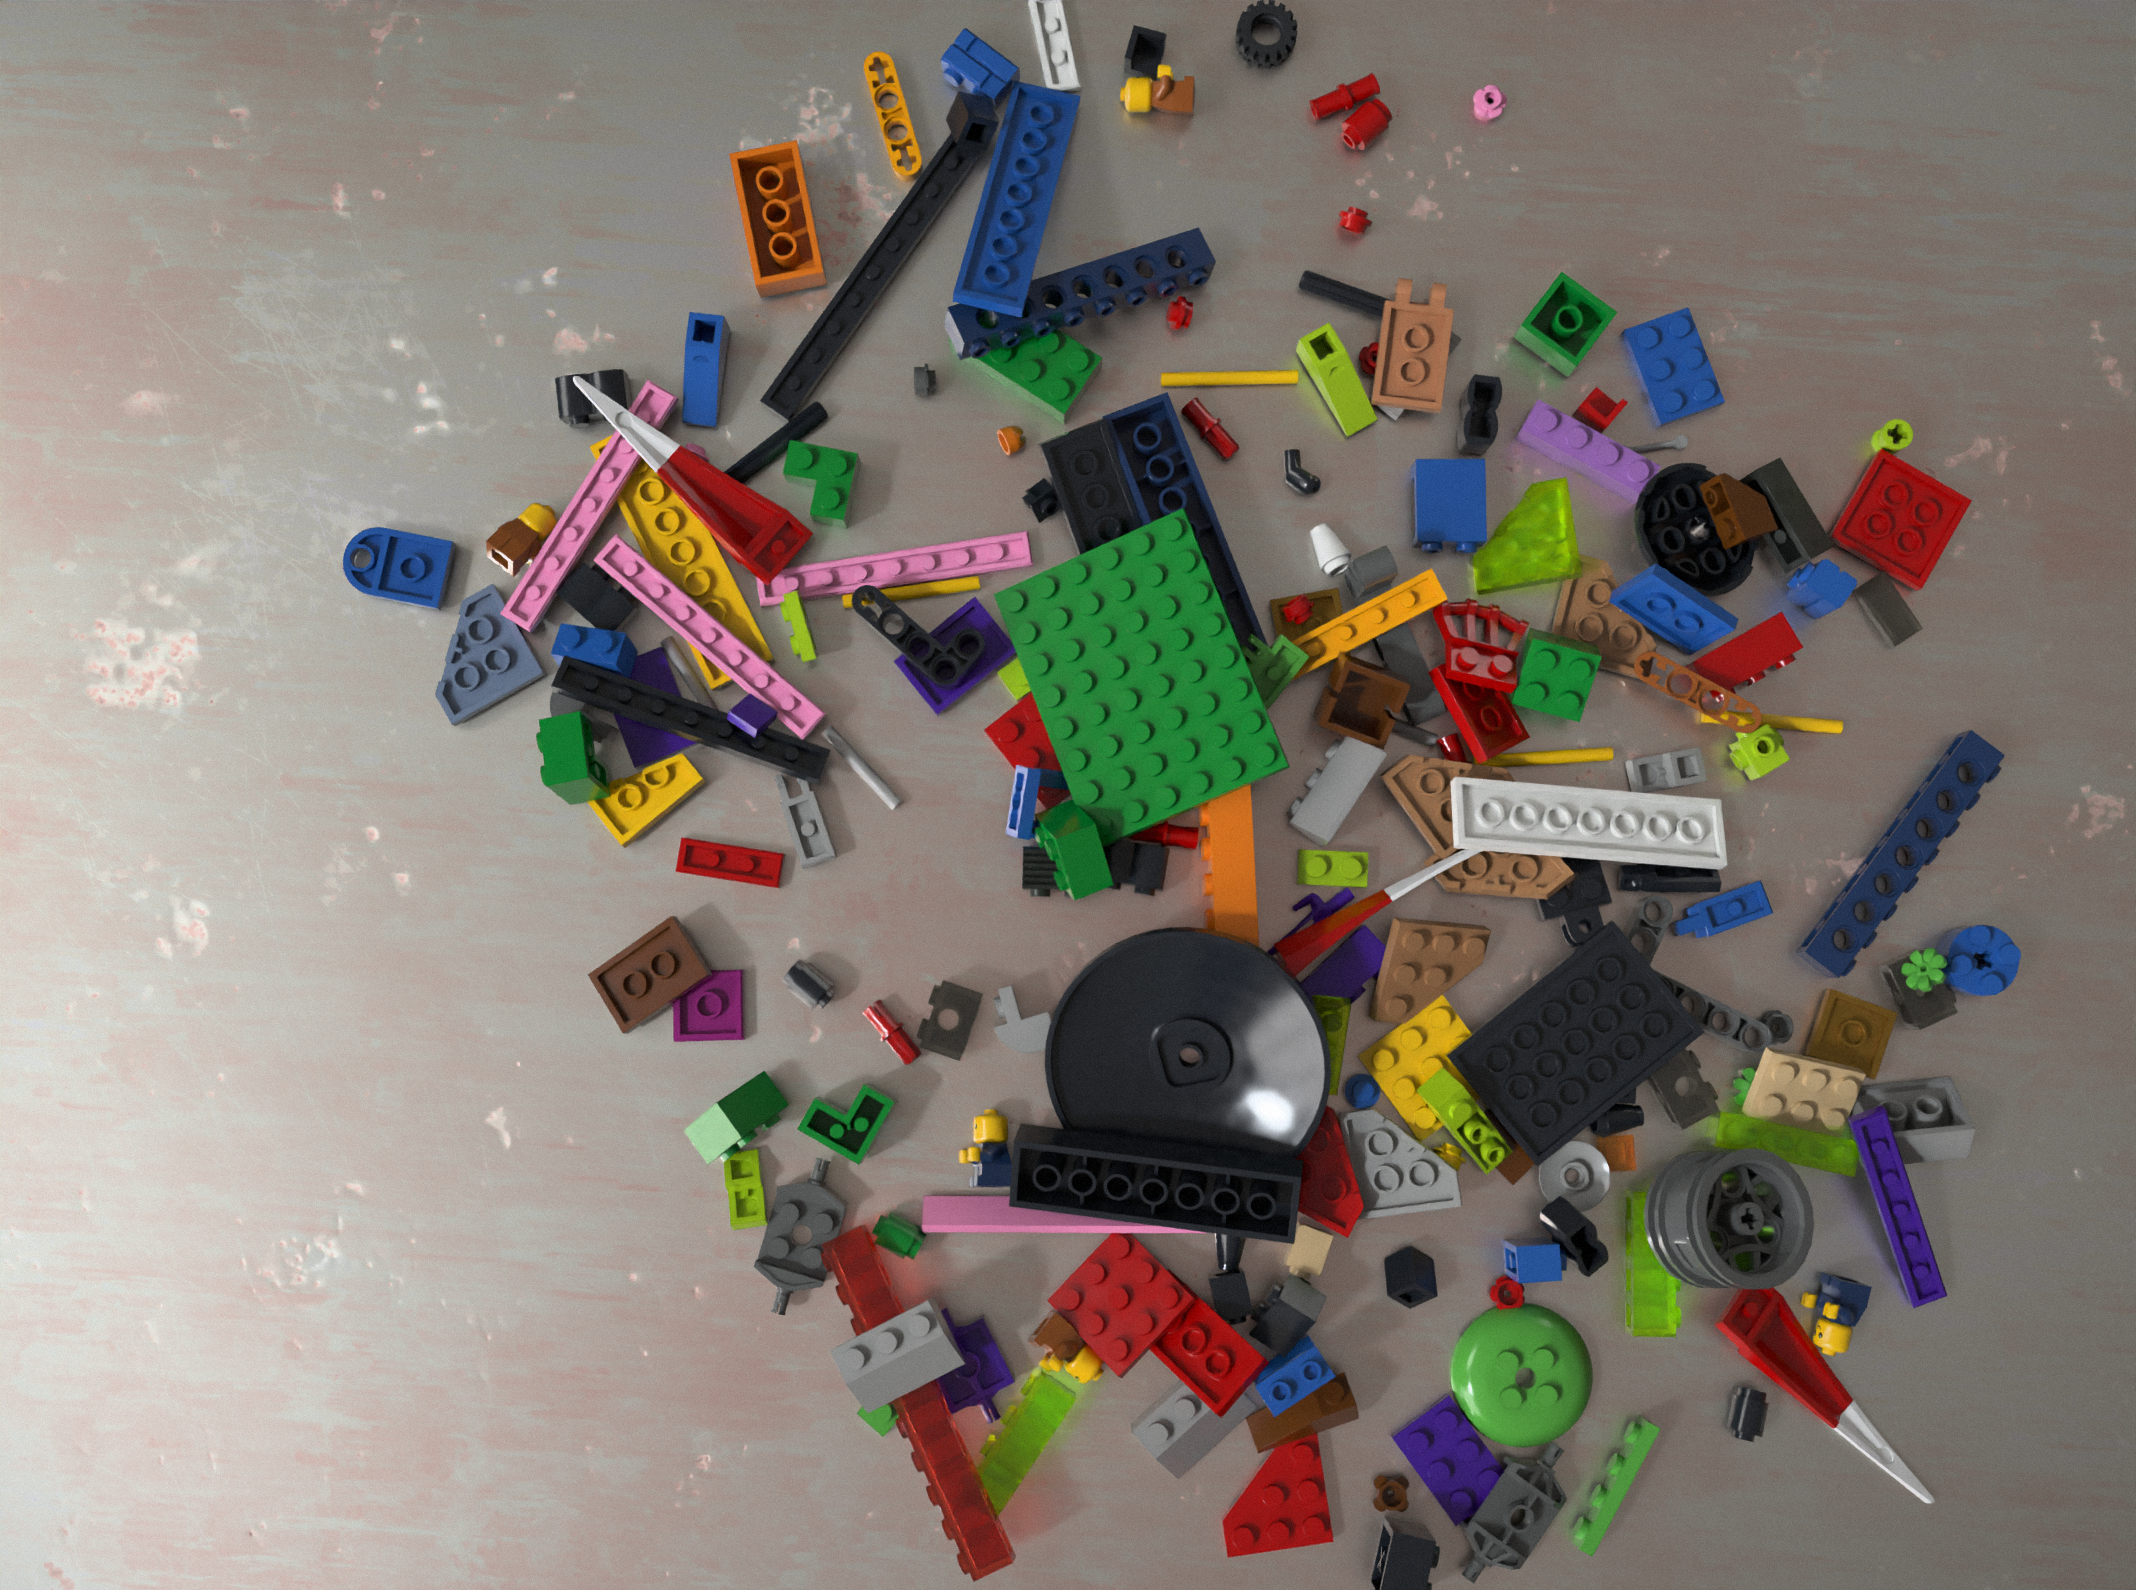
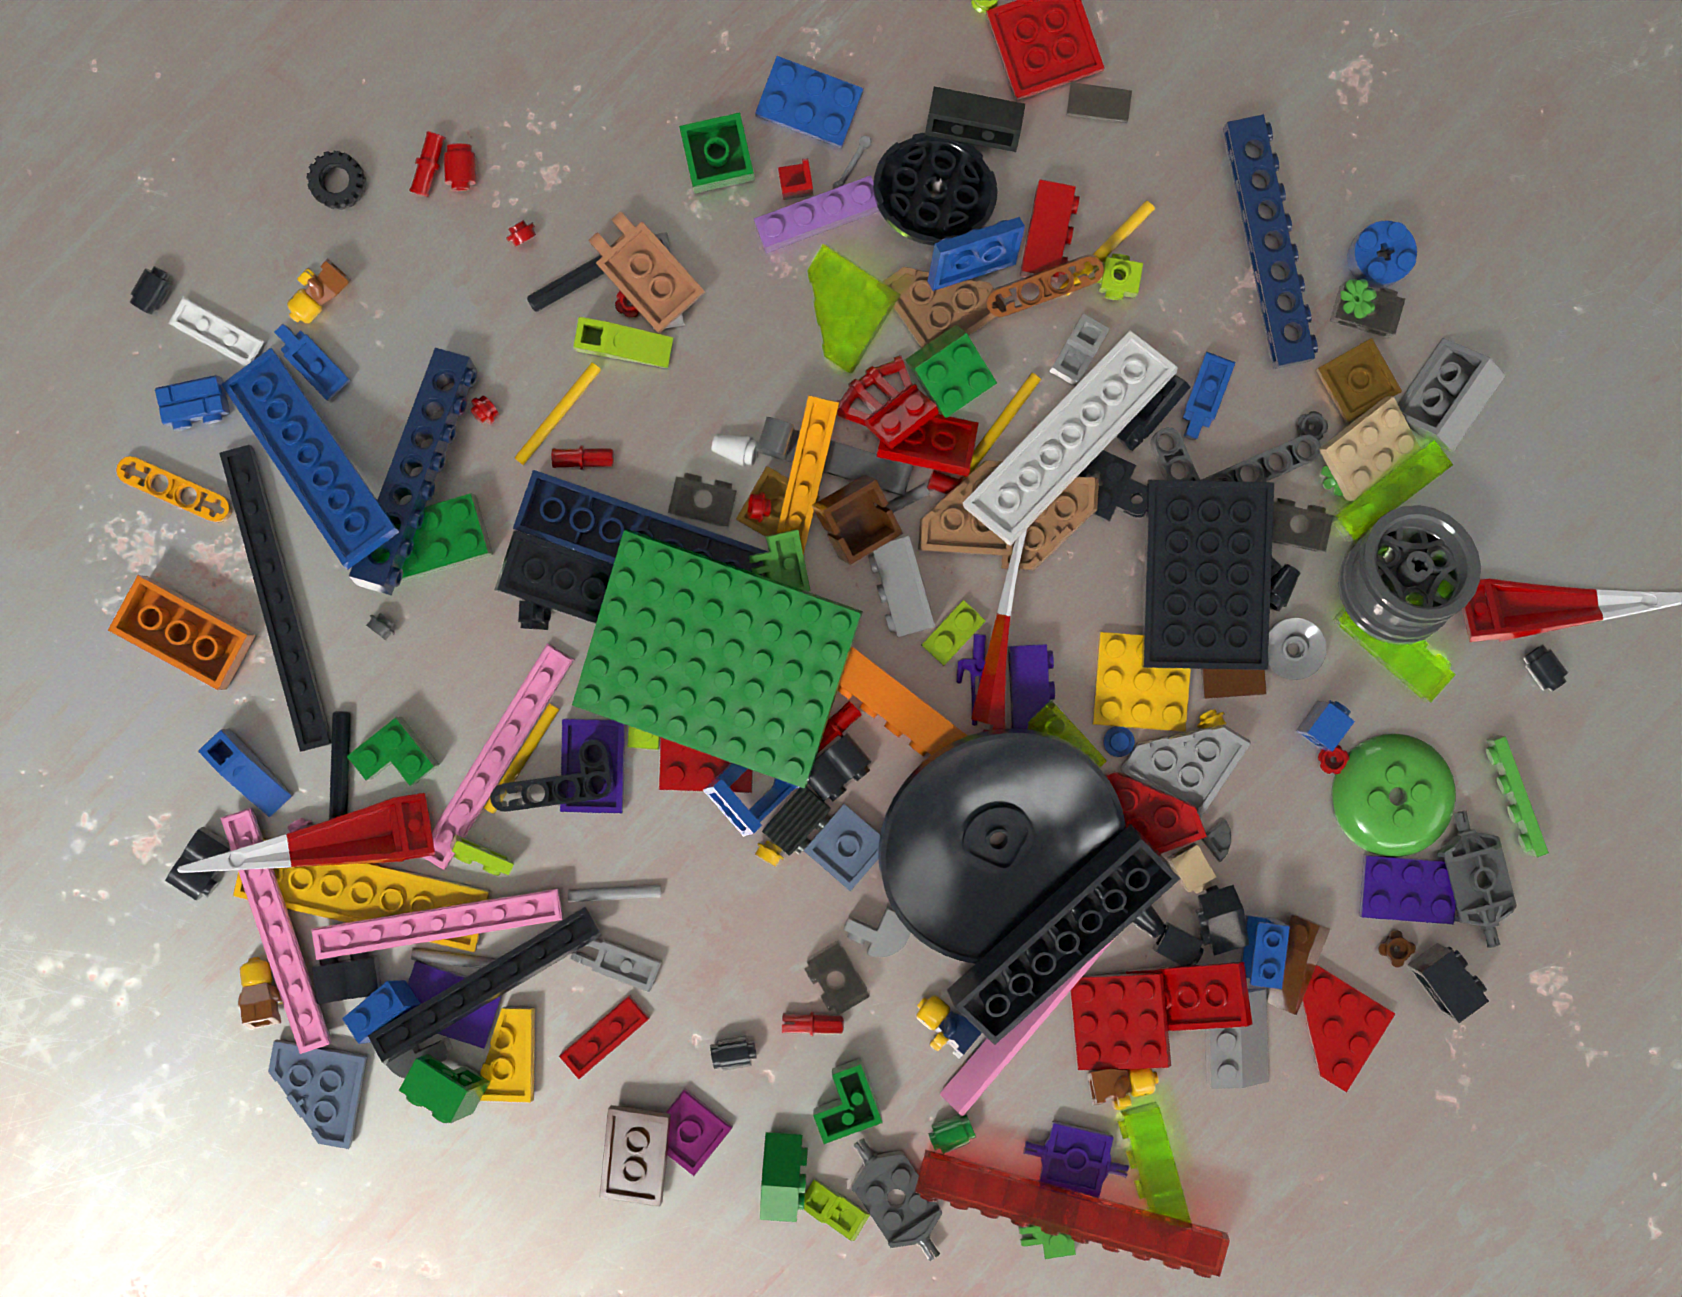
camera: 55 degrees left, 5 degrees up
(401, 566) = (207, 1093): blue plate -> none
(752, 715) = (517, 941): dark purple tile -> none
(898, 1355) = (1031, 1203): light grey slope -> none
(972, 120) = (226, 440): black brick -> none
(1009, 870) = (769, 852): none -> yellow plate
(1010, 439) = (473, 600): orange hinge -> none
(1069, 931) = (845, 847): none -> sand blue plate
(1076, 848) = (791, 799): green brick -> none
(1097, 140) = (312, 362): none -> blue hinge
(1144, 52) = (278, 277): black panel -> none
(1262, 581) = (684, 504): none -> clear smoke brick
(1298, 477) = (667, 426): black arm -> none
(1351, 1252) = (1218, 840): none -> dark grey tile
(1410, 1277) = (1268, 815): black panel -> none
(1423, 964) = (1069, 628): medium nougat plate -> none
(1449, 504) = (774, 340): blue panel -> none
(1464, 1120) = (1196, 691): lime slope -> none
(1480, 420) = (736, 272): black brick -> none
(1488, 110) = (519, 73): bright pink plate -> none
(1575, 1235) = (1333, 685): black brick -> none
(1618, 1151) = (1303, 605): clear orange tile -> none
(1737, 511) = (945, 150): reddish brown slope -> none
(1819, 588) = (1045, 139): blue brick -> none
(1841, 1307) = (1530, 546): piece -> none
(1897, 1206) = (1496, 452): dark purple tile -> none

